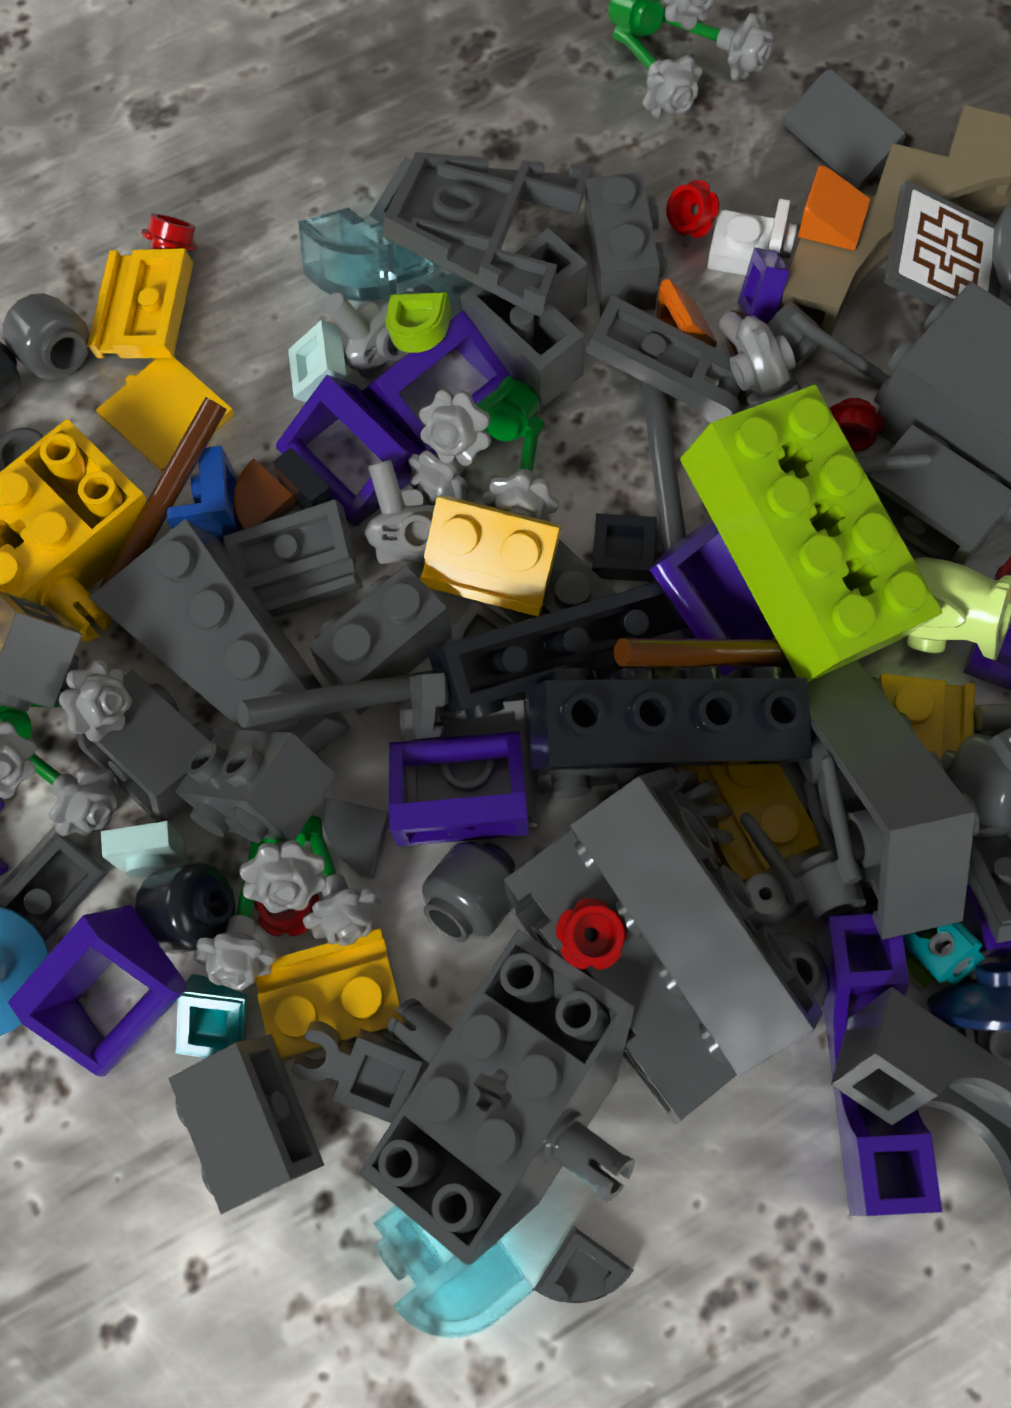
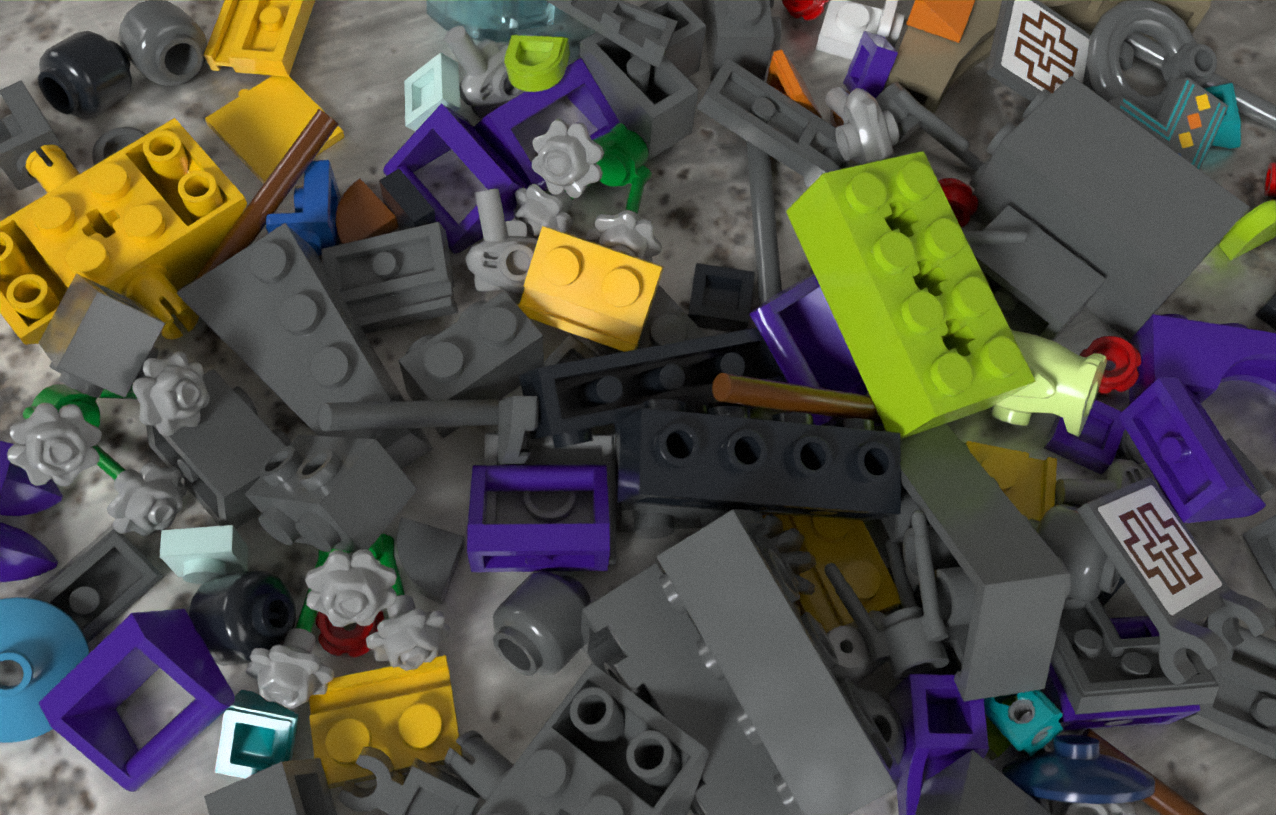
camera: 10 degrees left, 5 degrees down
(610, 934) = (688, 678): red plate -> none

